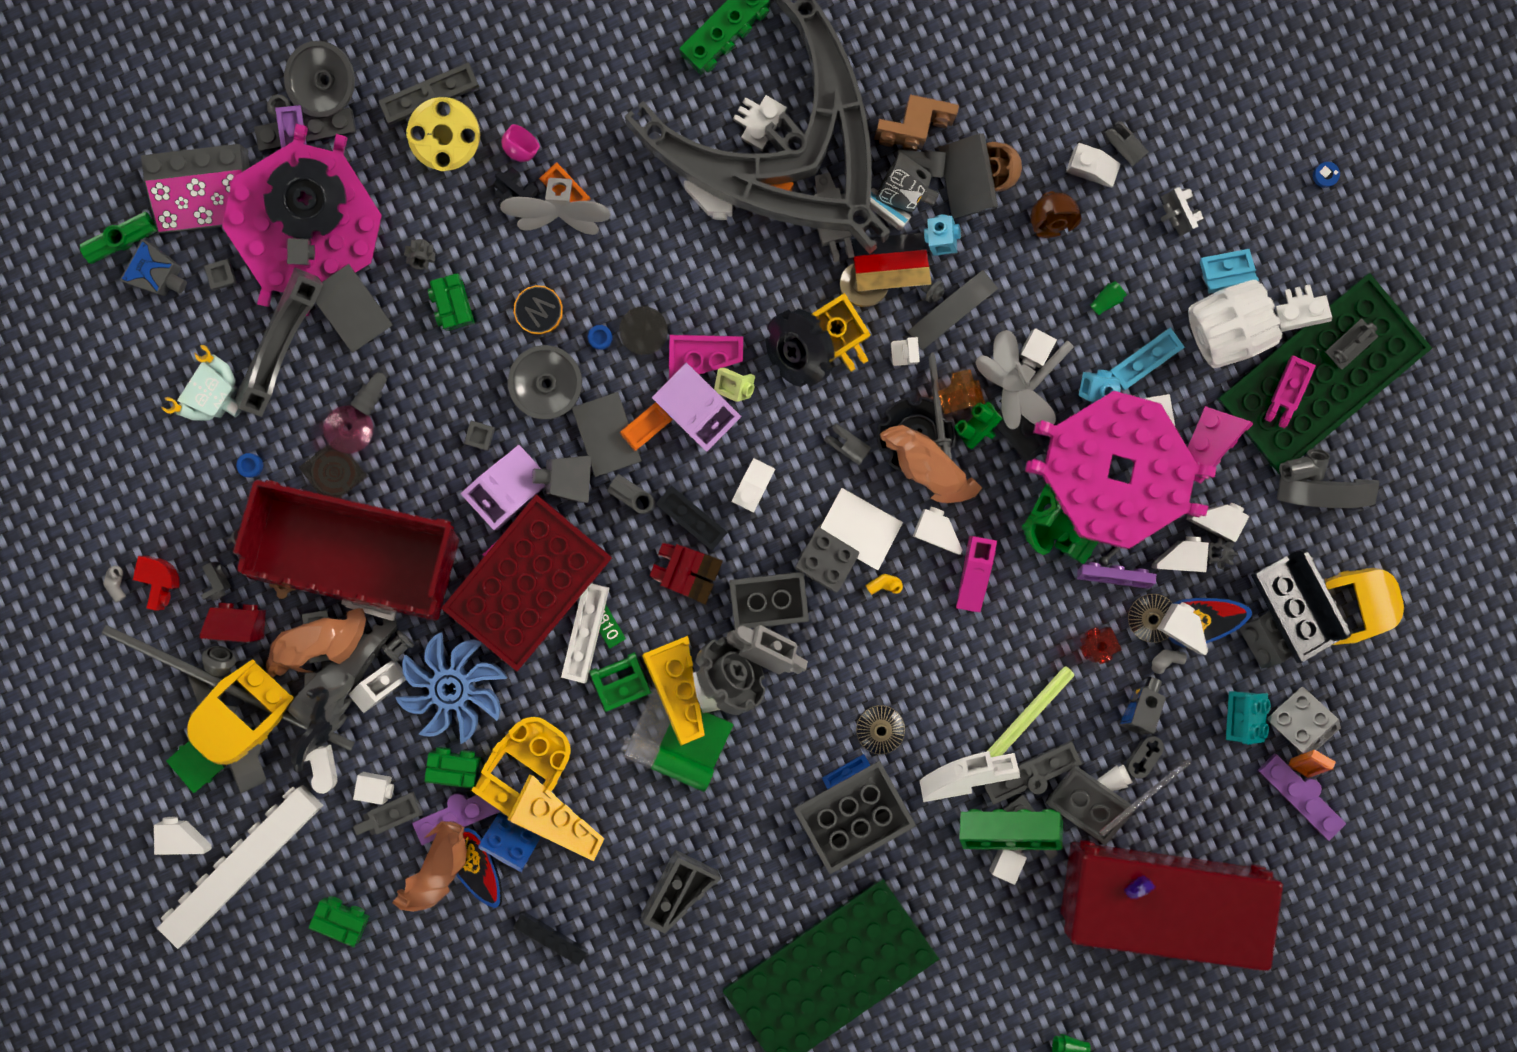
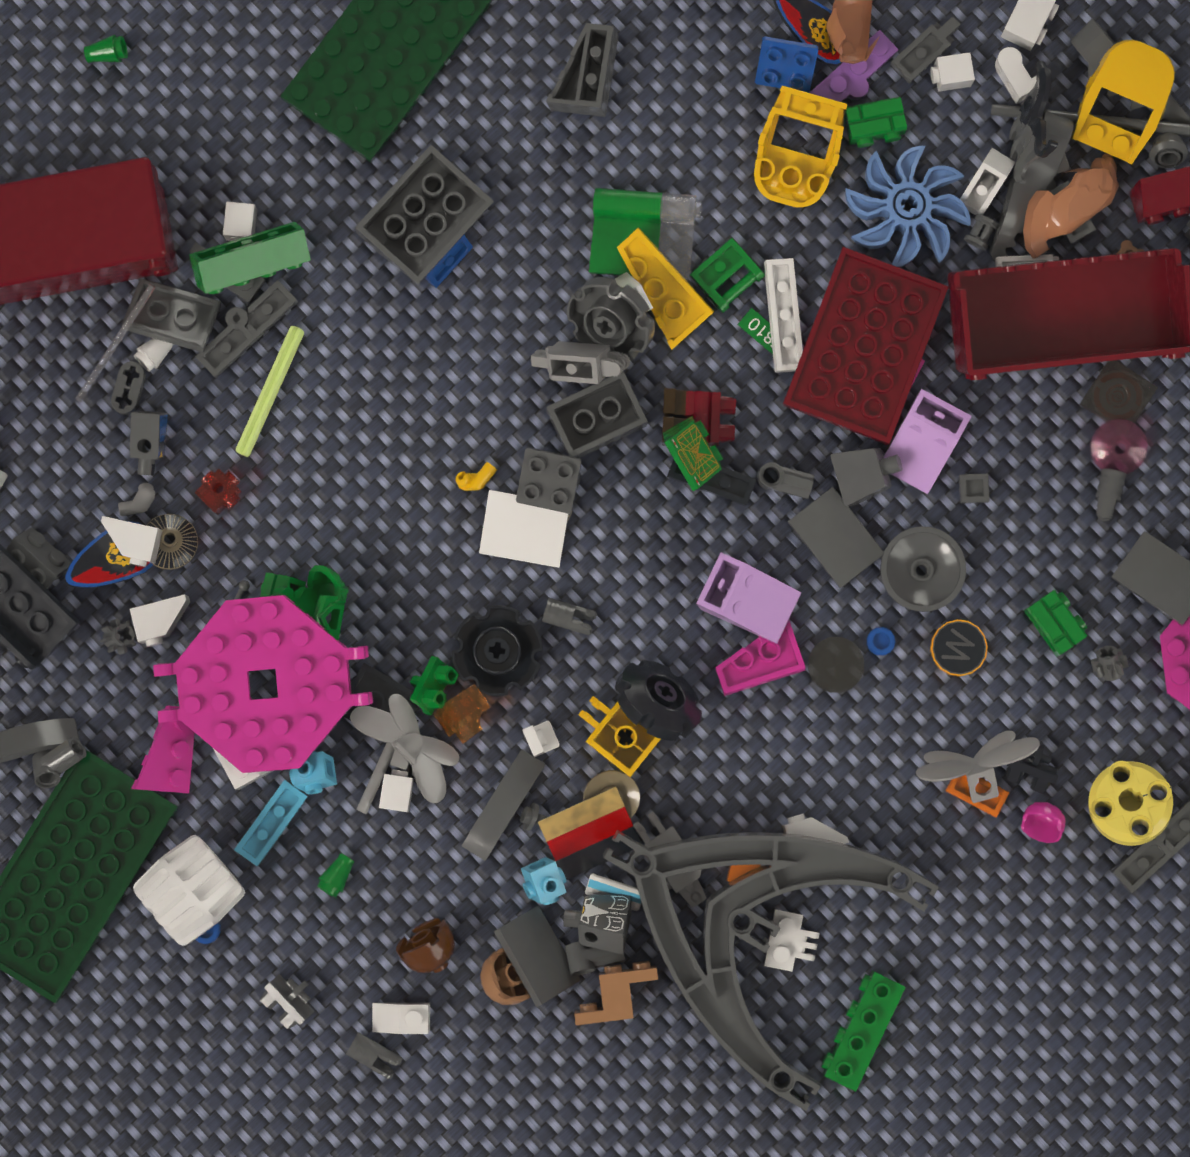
camera: 155 degrees right, 5 degrees down
(193, 767) = (1155, 29): green piece -> none
(547, 816) = (756, 104): yellow wing -> none
(645, 426) = (797, 559): orange tile -> none
(701, 541) = (692, 452): none -> green slope
(734, 385) = (715, 637): yellowish green bracket -> none
(753, 485) = (656, 536): white slope -> none
(877, 717) = (426, 334): dish -> none
(929, 465) = (472, 619): nougat animal -> none
(937, 530) = (439, 555): white slope -> none
(942, 442) = (465, 648): dark grey piece -> none
(971, 771) = (322, 300): white slope -> none
(976, 573) = (380, 523): dark pink slope -> none
(1116, 575) = (226, 573): medium lavender plate -> none
(1139, 887) = (96, 238): dark purple tile -> none
(1223, 521) = (127, 673): white slope -> none
(1228, 269) = (213, 952): medium azure plate -> none
(1247, 717) = (29, 468): teal bracket -> none
(1290, 389) = (102, 841): dark pink hinge -> none
(1303, 310) = (116, 936): white hinge -> none
(1326, 174) = (138, 1098): blue tile -> none
(1352, 343) = (50, 915): dark grey hinge -> none

